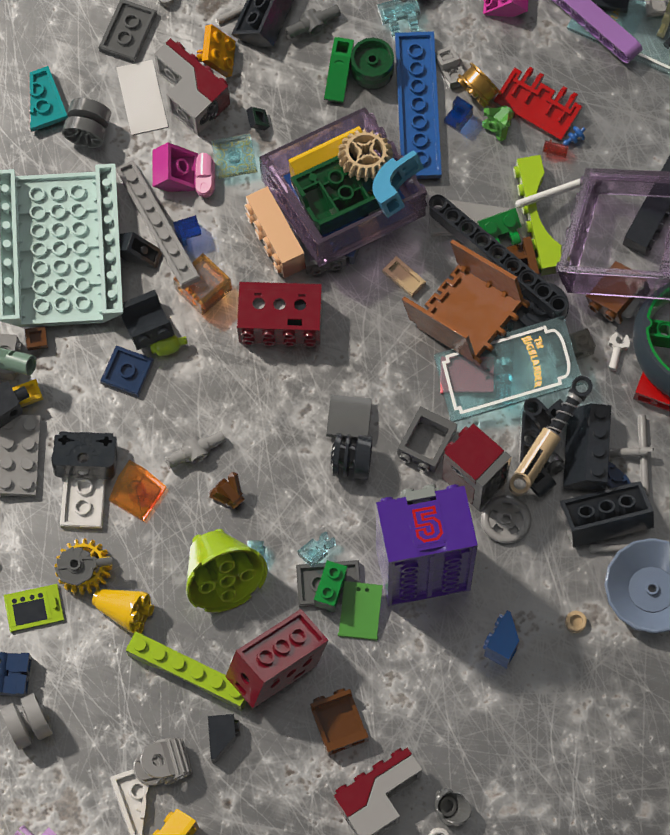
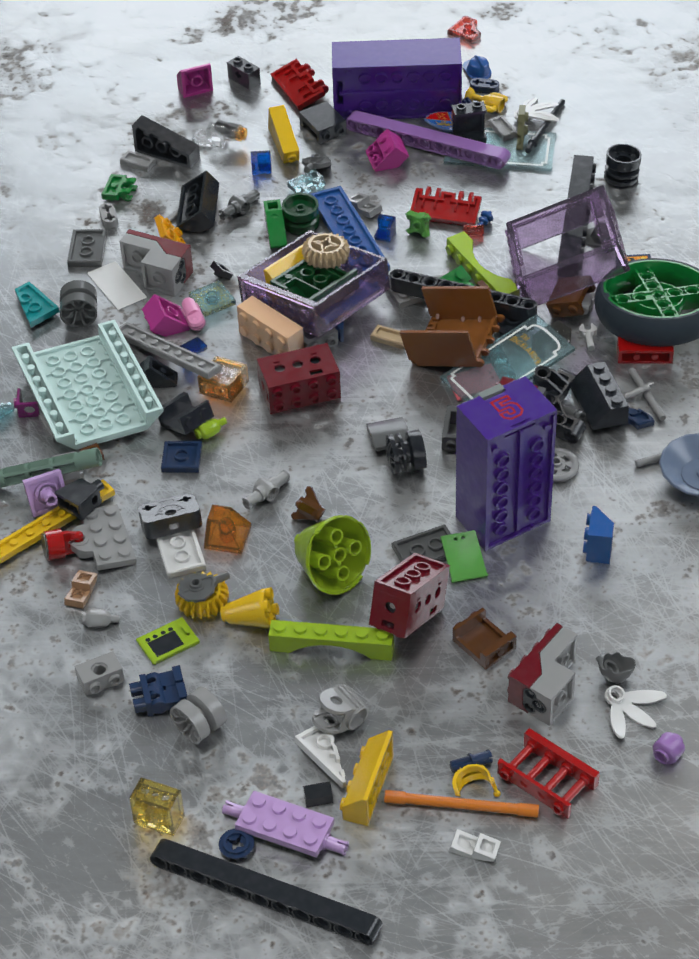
camera: 20 degrees left, 25 degrees down
(221, 734) = (382, 677): black slope -> none
(315, 551) = (404, 527): clear light blue plate -> none
(330, 586) = (431, 539): green brick -> none
(389, 180) = (357, 254): dark azure arch -> none
(478, 85) = (393, 201): pearl gold wheel -> none
(548, 193) = (484, 250): white piece -> none
(549, 437) = (567, 387): piece -> none
(575, 622) = (651, 515): tan tile -> none
(607, 514) = (639, 434): black slope -> none

